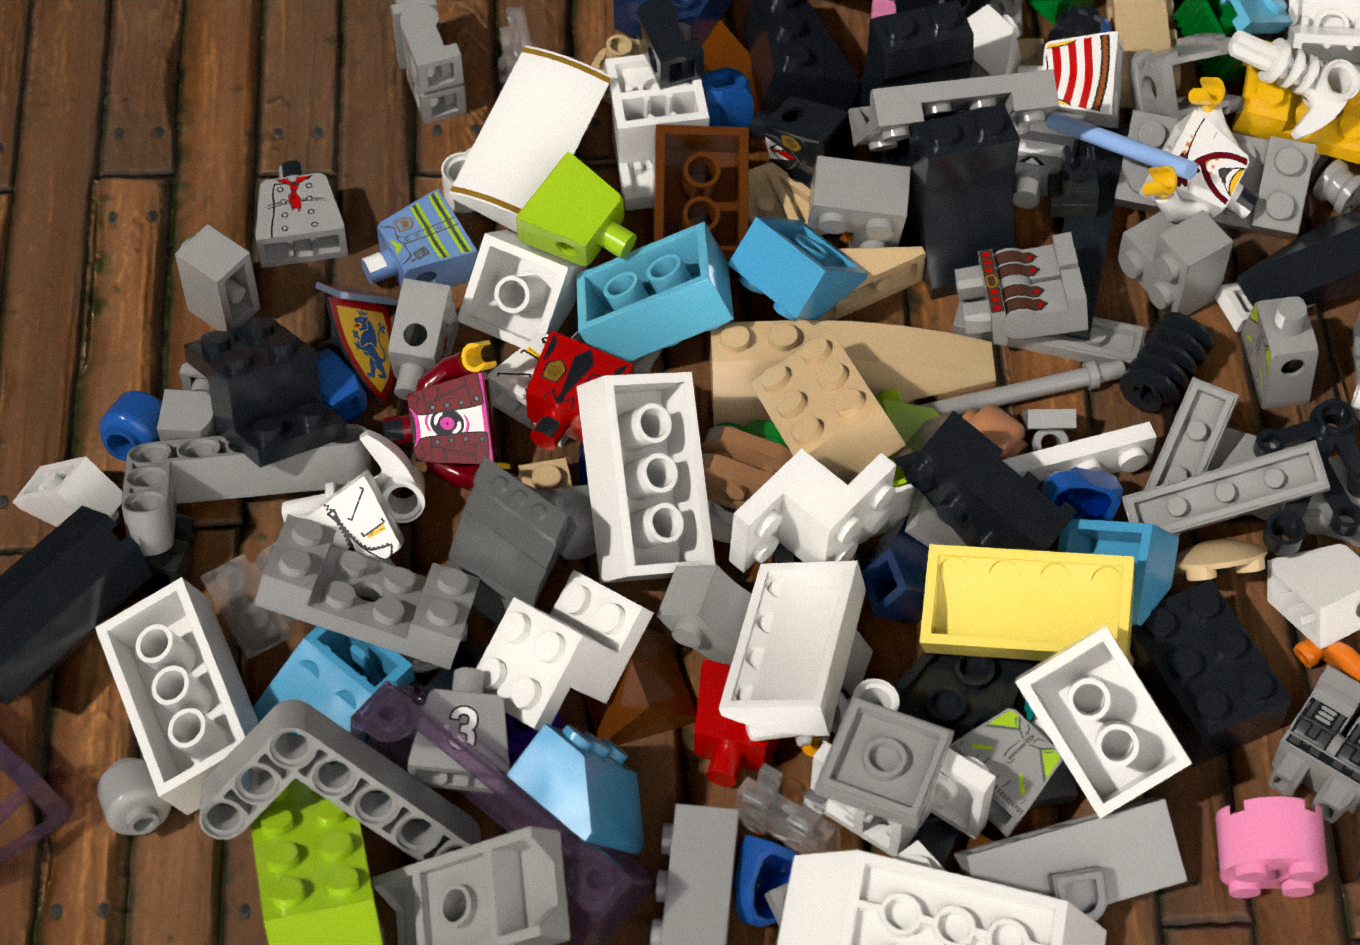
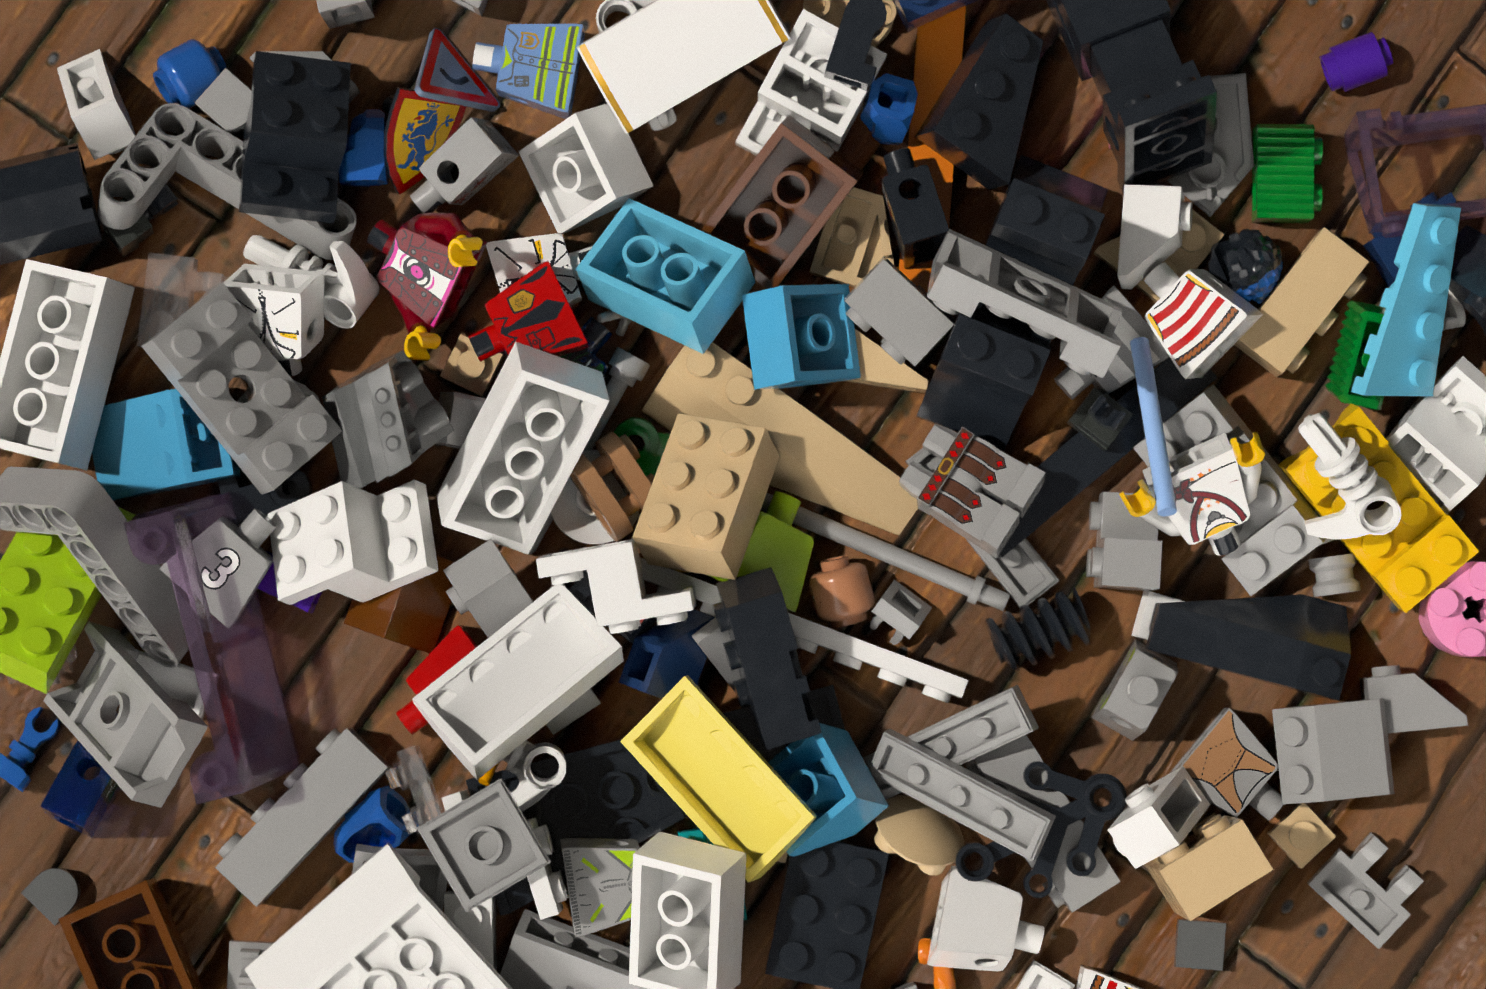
camera: 40 degrees right, 30 degrees up
(575, 215) = (653, 160): lime torso -> none
(583, 786) = (277, 681): dark azure slope -> none
(1090, 492) = (860, 702): blue rock -> none
(1158, 66) = (1282, 383): light grey piece -> none

